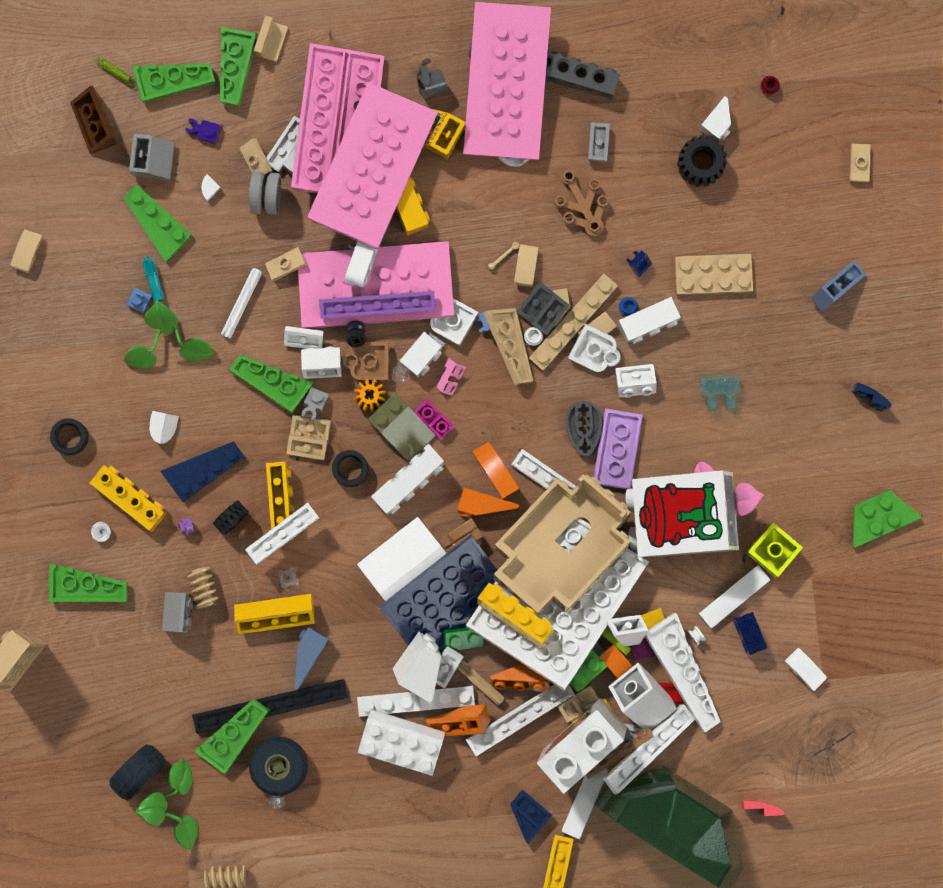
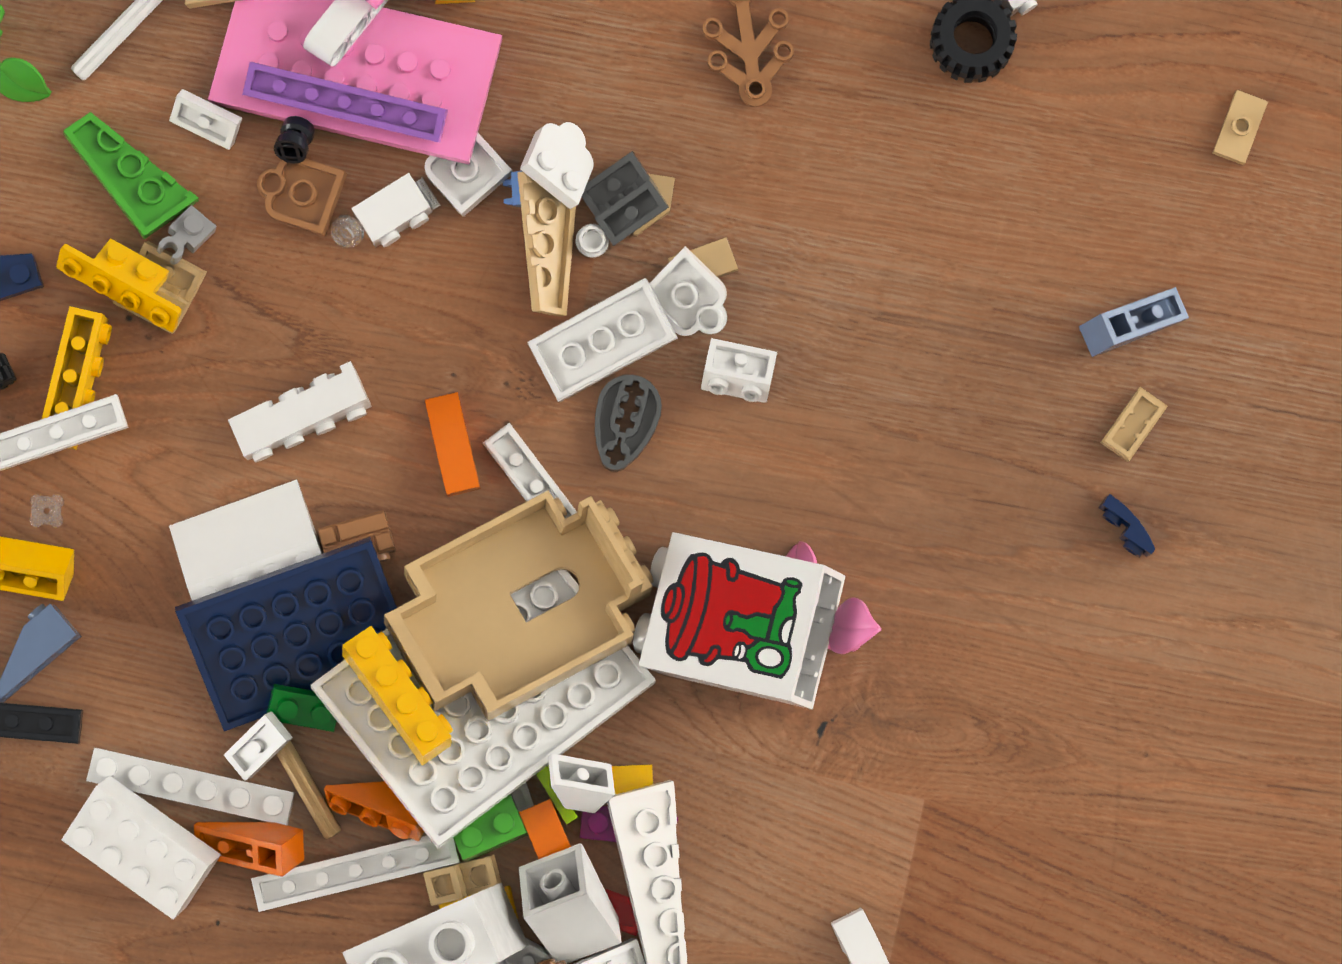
camera: 15 degrees right, 0 degrees up
(289, 438) = (123, 278): none -> yellow bracket
(321, 362) = (220, 169): white brick -> none
(352, 454) = (210, 336): black tyre -> none
(362, 397) = (295, 253): light orange gear -> none
(401, 427) = (318, 320): olive slope -> none
(419, 666) = (210, 729): white slope -> none
(433, 419) = (378, 325): dark pink slope -> none
(450, 365) = (434, 243): bright pink piece -> none
(478, 504) = (406, 492): orange slope -> none
(491, 266) = (612, 80): tan hinge -> none
(503, 299) = (559, 161): none -> white plate
(526, 265) = (619, 118): tan slope -> none
(557, 388) = (602, 340): none -> white tile
(573, 322) = (667, 238): tan plate -> none
(617, 448) = (670, 474): lavender tile -> none
(628, 306) = (768, 242): blue plate -> none
(639, 263) = (811, 175): clear blue tile -> none
(649, 321) = (795, 277): white brick -> none
(696, 635) = (697, 831): white bush -> none
(713, 274) = (930, 235): tan plate -> none
(720, 386) = (876, 426): clear light blue plate -> none
(734, 596) = (783, 787): white tile -> none
(749, 633) = (787, 856): clear blue brick -> none
(774, 550) = (875, 730): neon yellow slope -> none
(856, 340) = (1134, 424): none -> tan plate
(880, 516) = (1075, 733): bright green wing -> none

